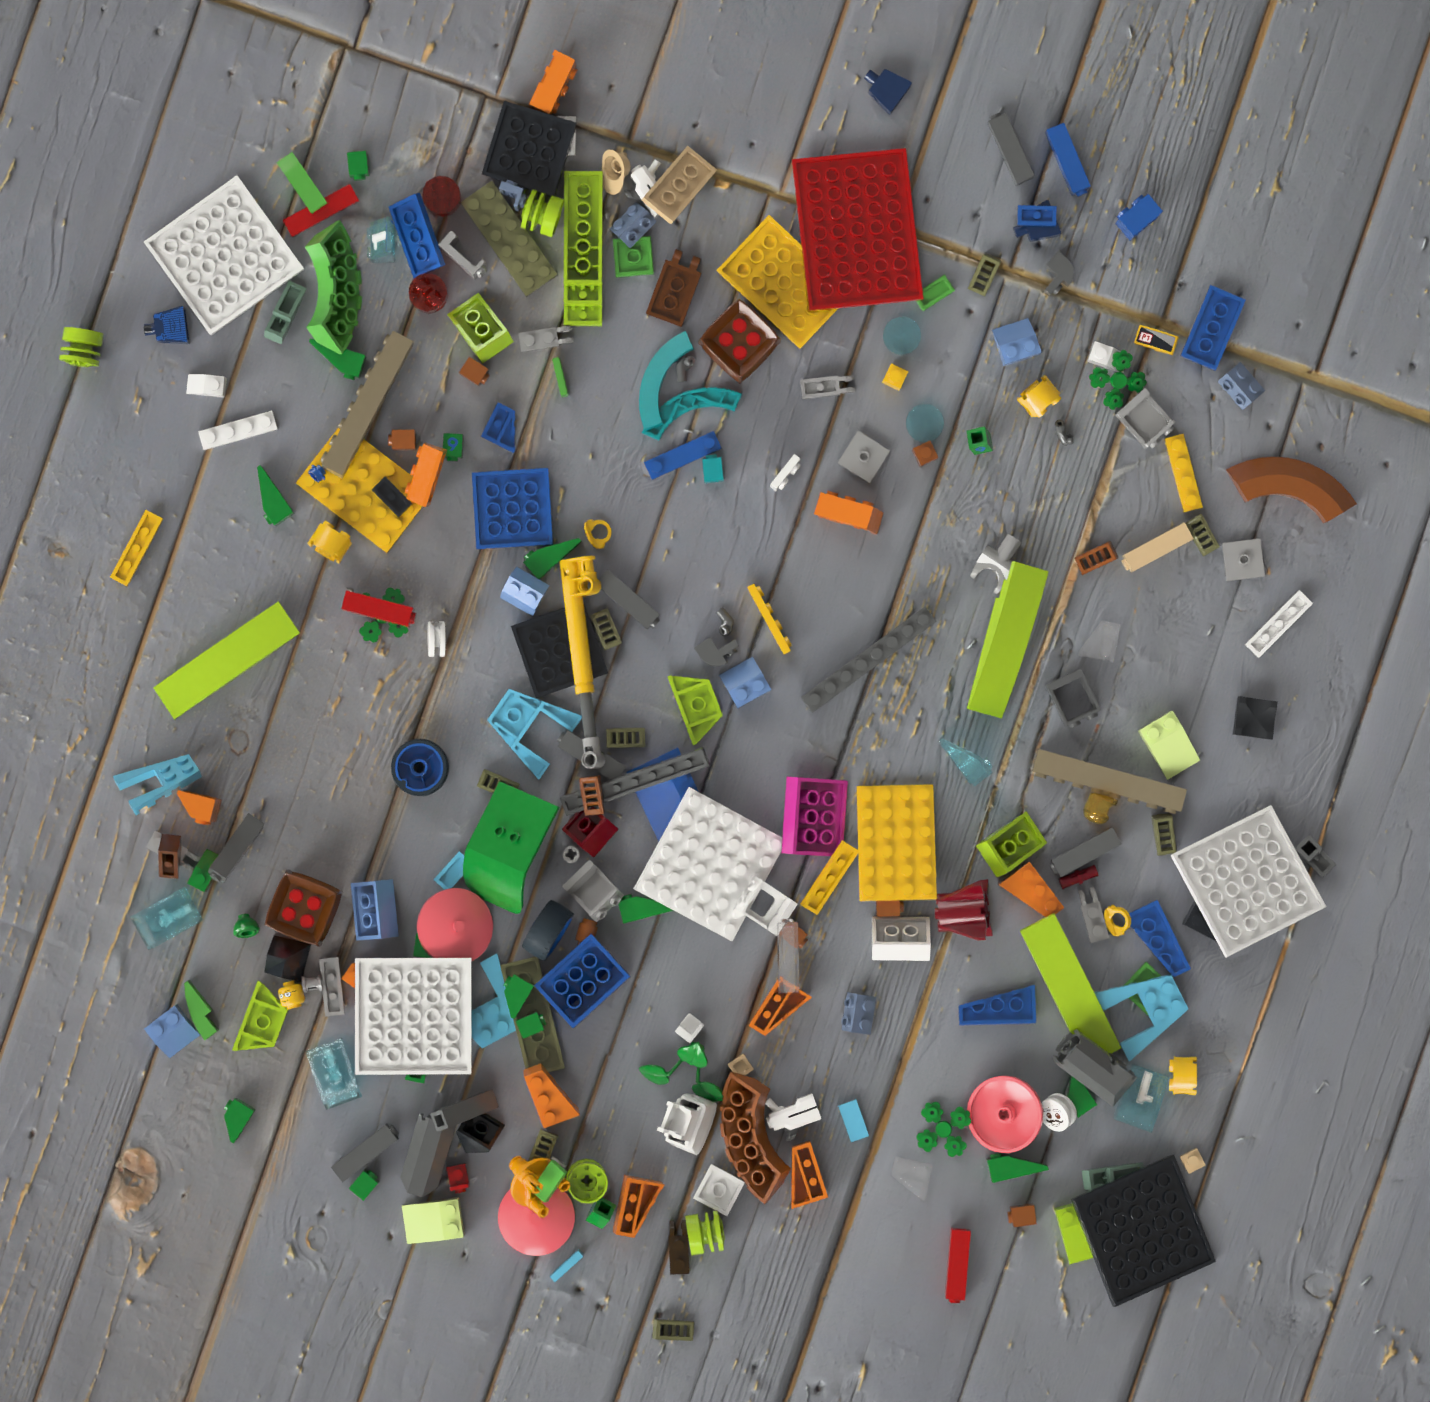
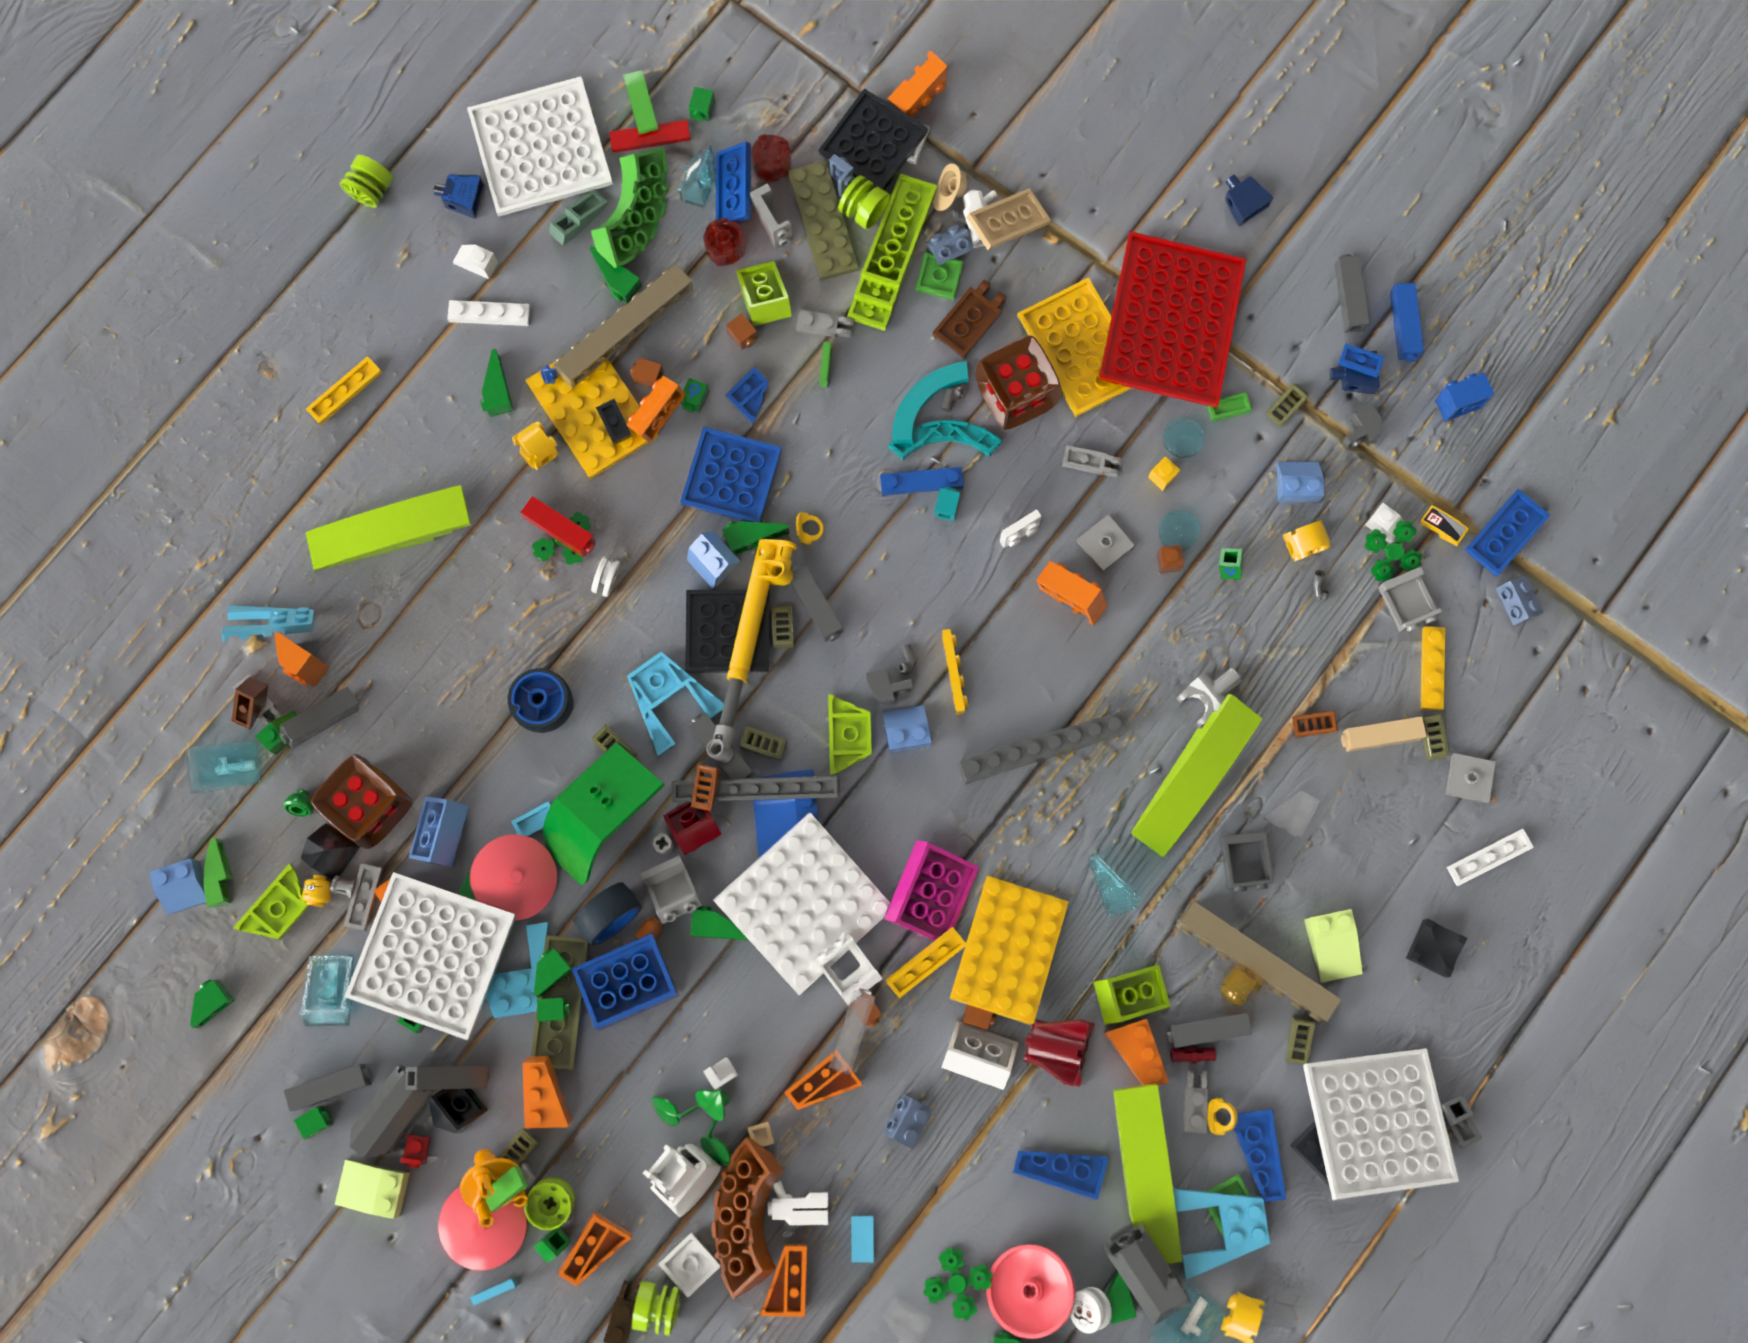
camera: 25 degrees right, 10 degrees down
(1294, 480) = (1547, 714): dark orange brick -> none

